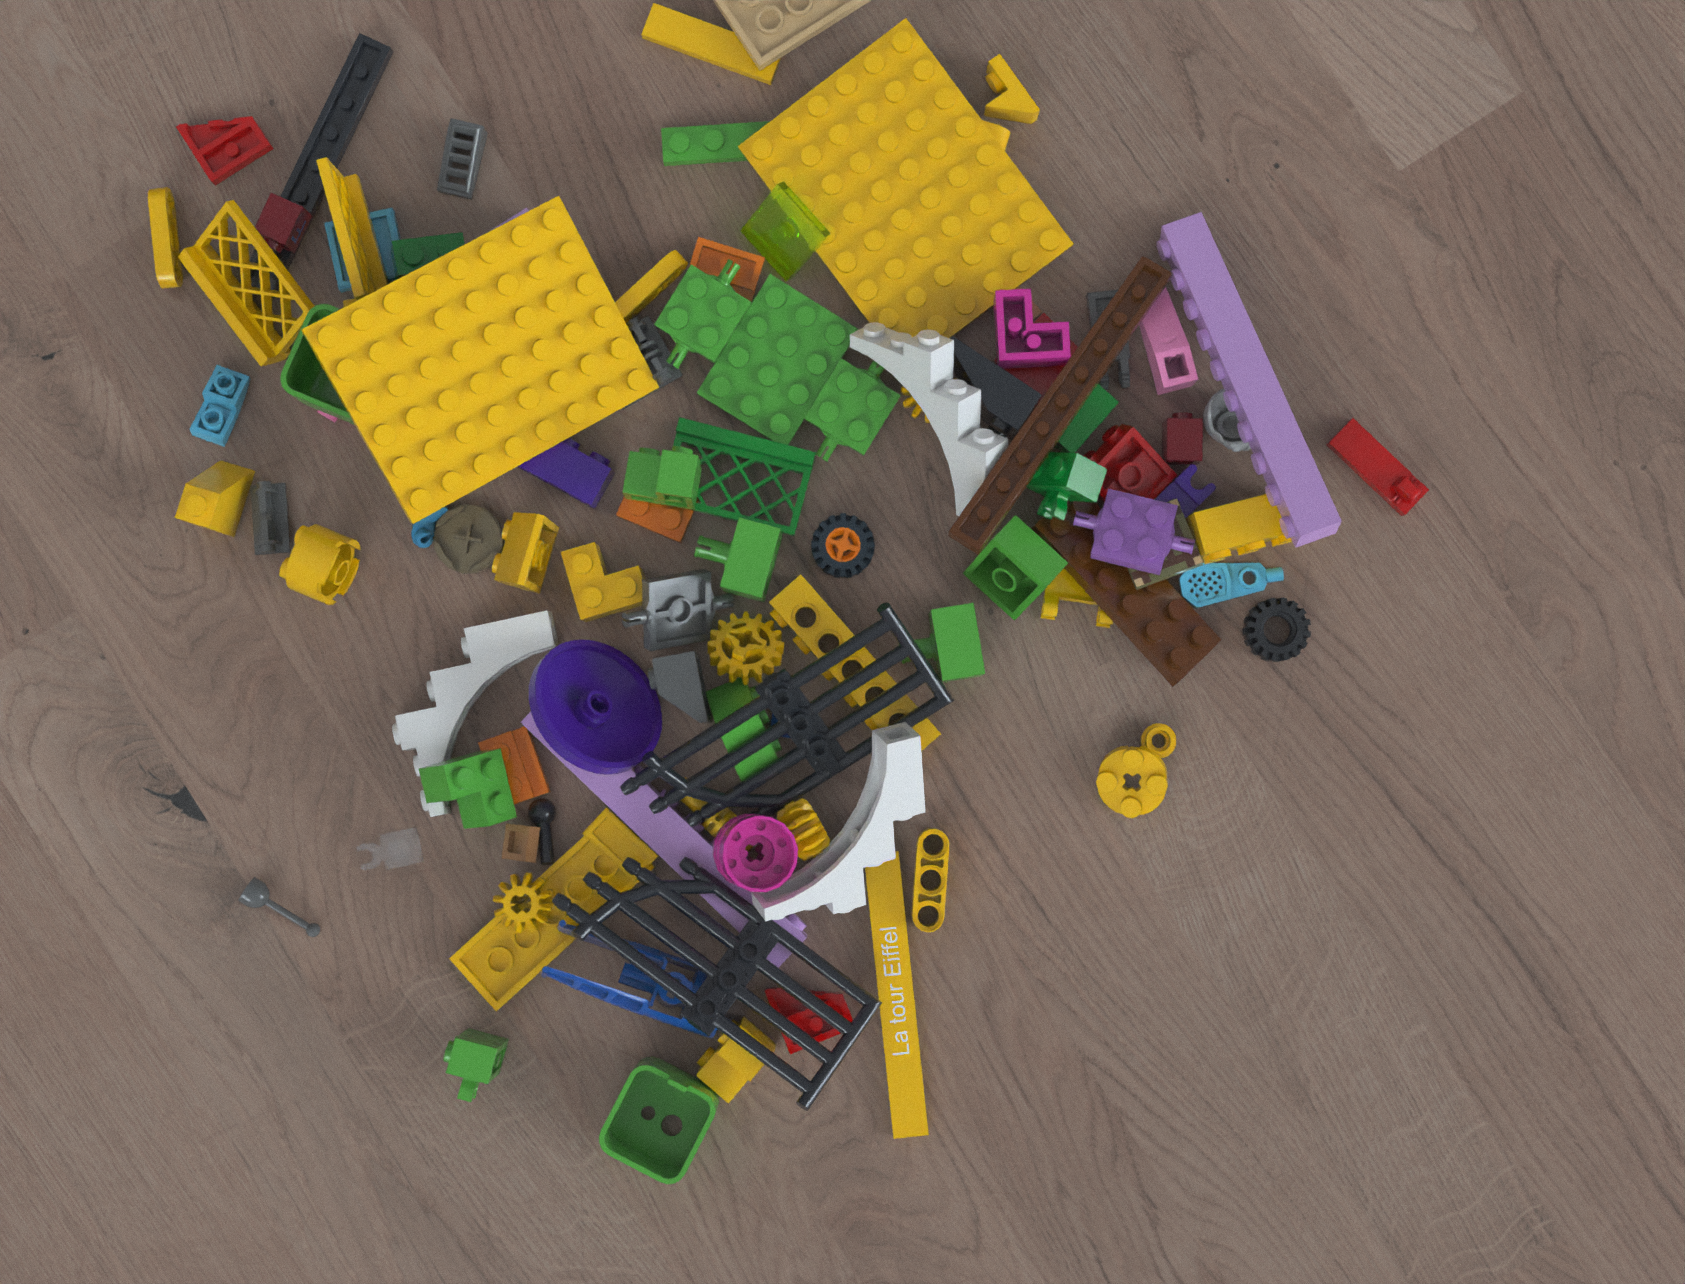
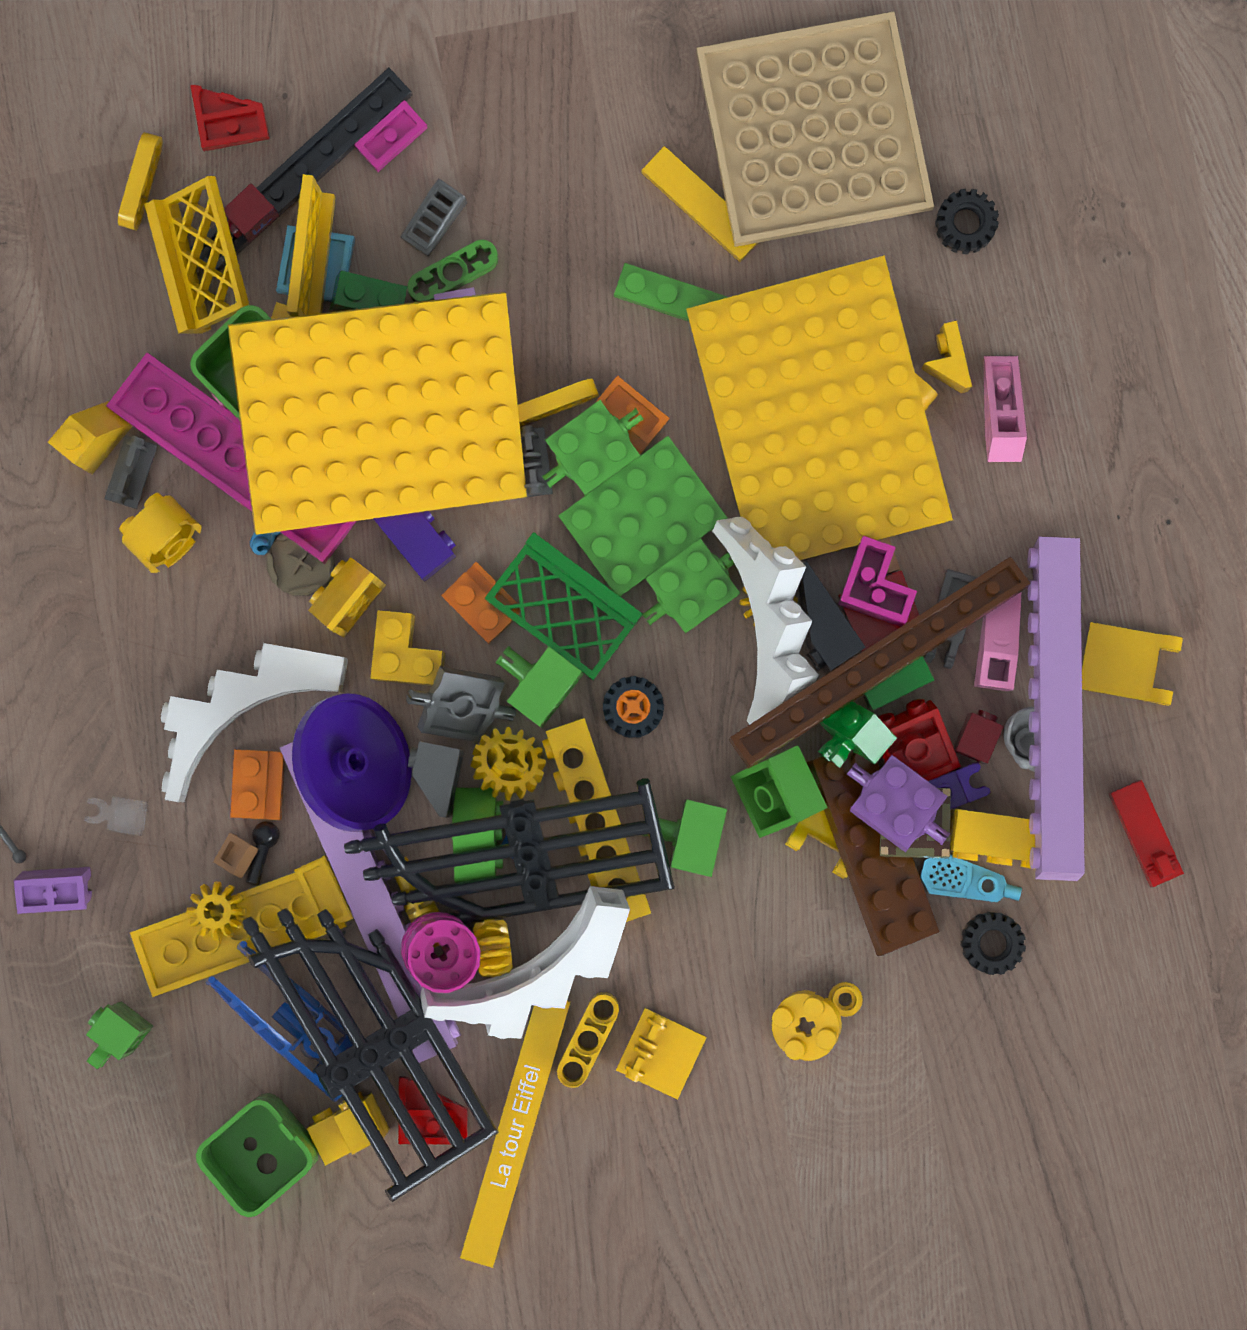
camera: 25 degrees right, 0 degrees up
(221, 405) = (127, 351): medium azure slope -> none
(330, 459) = (204, 439): none -> dark pink plate
(358, 948) = (52, 890): none -> medium lavender hinge
(388, 98) = (391, 136): none -> dark pink plate
(477, 784) = (218, 788): bright green brick -> none
(508, 177) = (455, 258): none -> bright green beam
(663, 479) = (495, 582): bright green brick -> none
(784, 231) = (697, 402): clear neon green plate -> none
(1004, 864) = (661, 1053): none -> yellow hinge
(1078, 121) = (1003, 409): none -> bright pink slope
(1292, 312) = (1125, 662): none -> yellow flag

